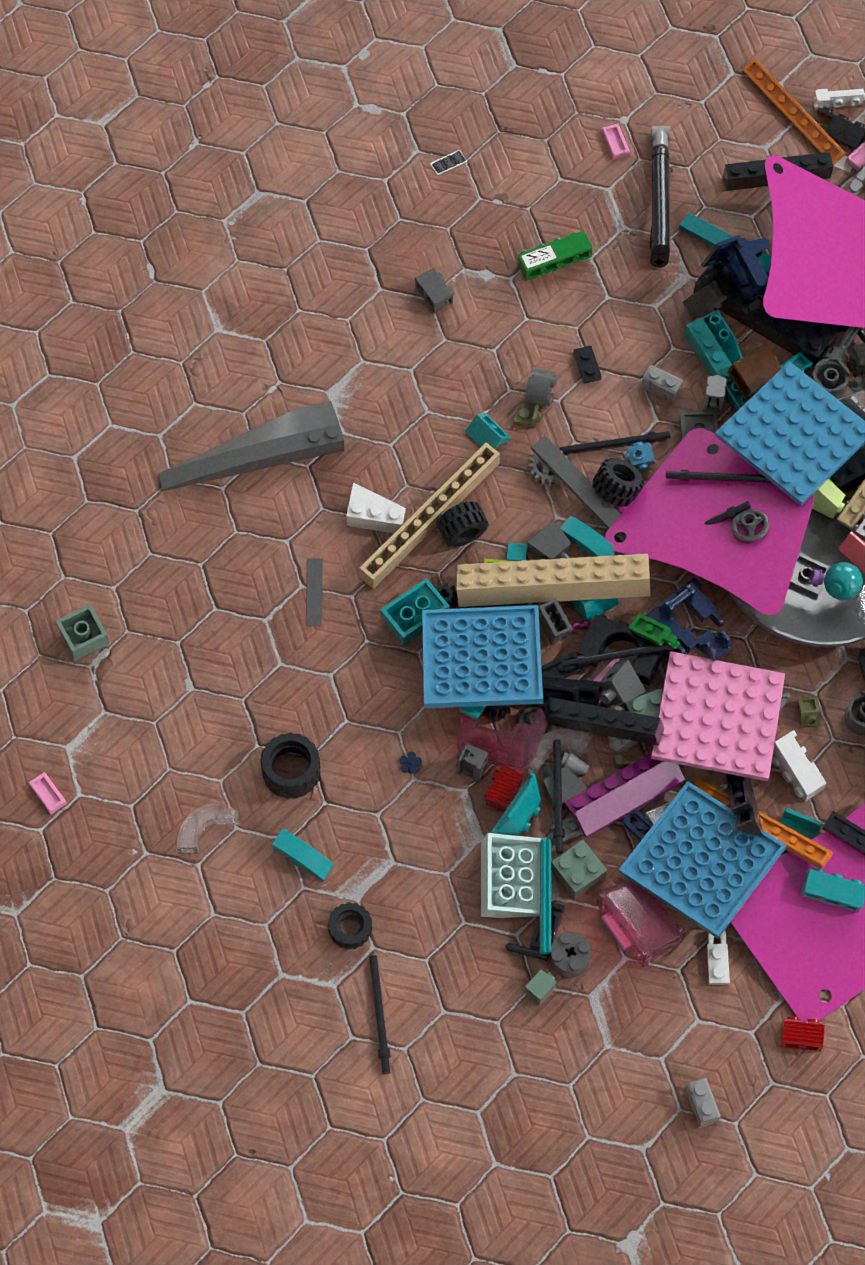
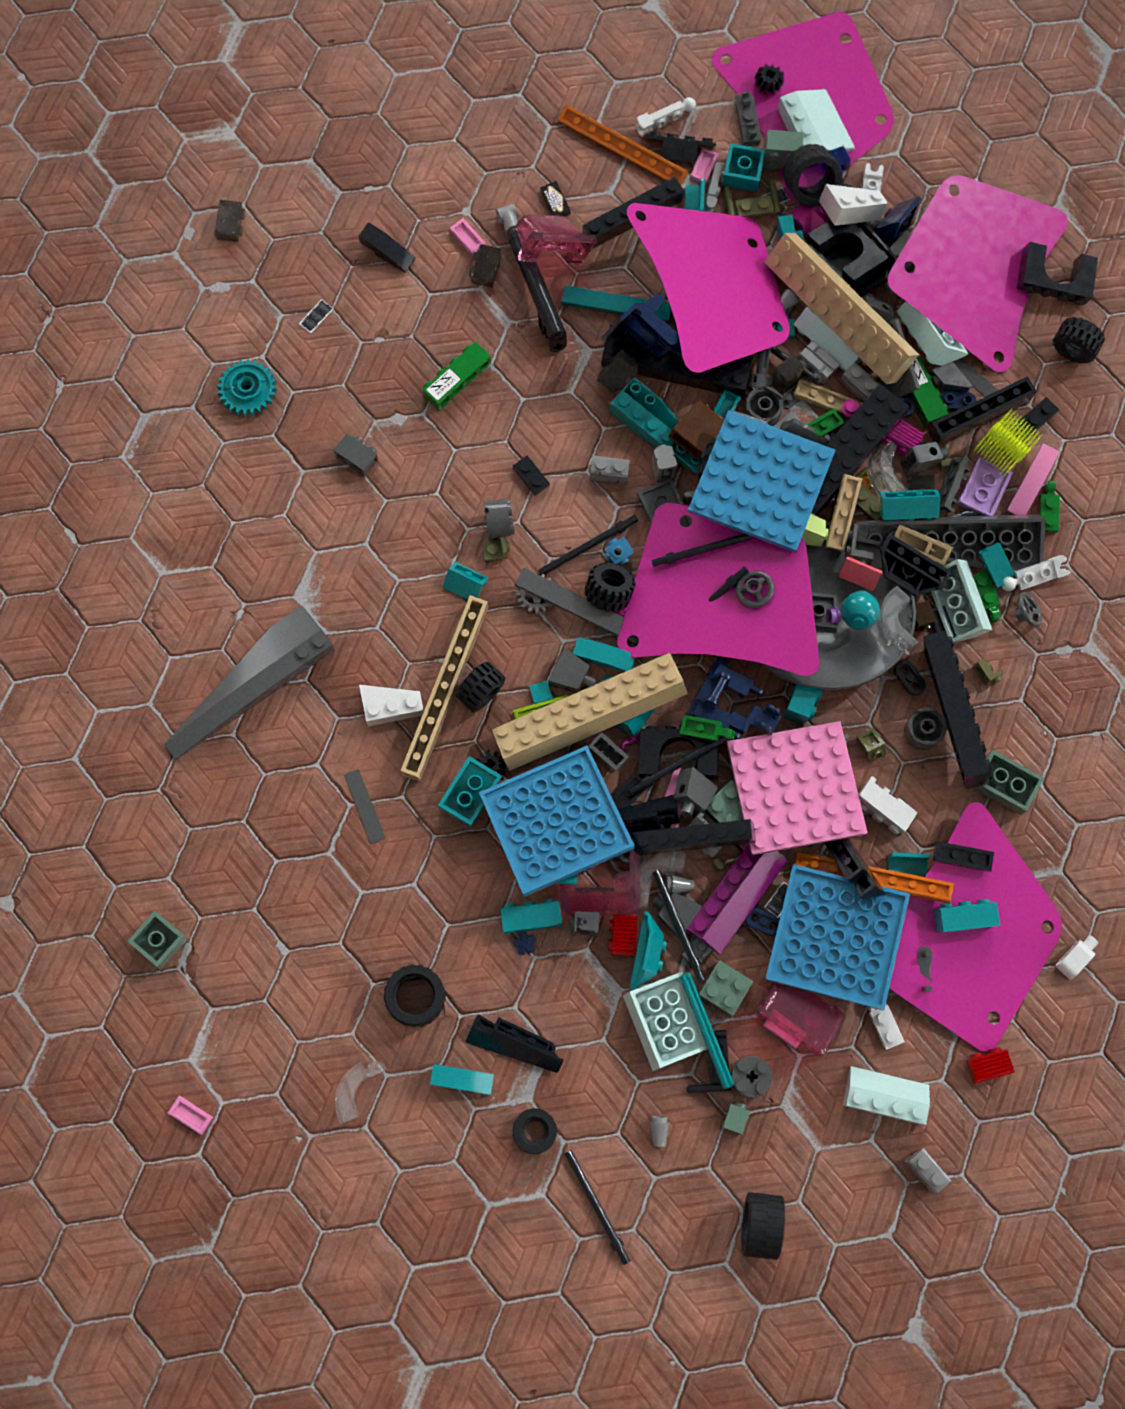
camera: 25 degrees left, 10 degrees up
(363, 843) = (514, 1043): none -> black wedge
(371, 193) = (245, 375): none -> teal gear
(403, 55) = (229, 221): none -> clear smoke brick
(425, 740) = (531, 916): none -> teal brick
(465, 969) = (659, 1129): none -> light grey cone
(525, 1083) = (763, 1226): none -> black tyre
(536, 124) = (386, 247): none -> black slope
(621, 171) = (485, 266): none -> clear smoke brick
(691, 1024) = (887, 1096): none -> light aqua slope
(692, 161) = (552, 234): none -> clear pink windscreen
(710, 137) = (555, 200): none -> tile
(757, 647) = (801, 704): none -> teal brick
(778, 916) = (925, 963): none -> dark grey piece
(843, 176) = (695, 197): none -> teal panel

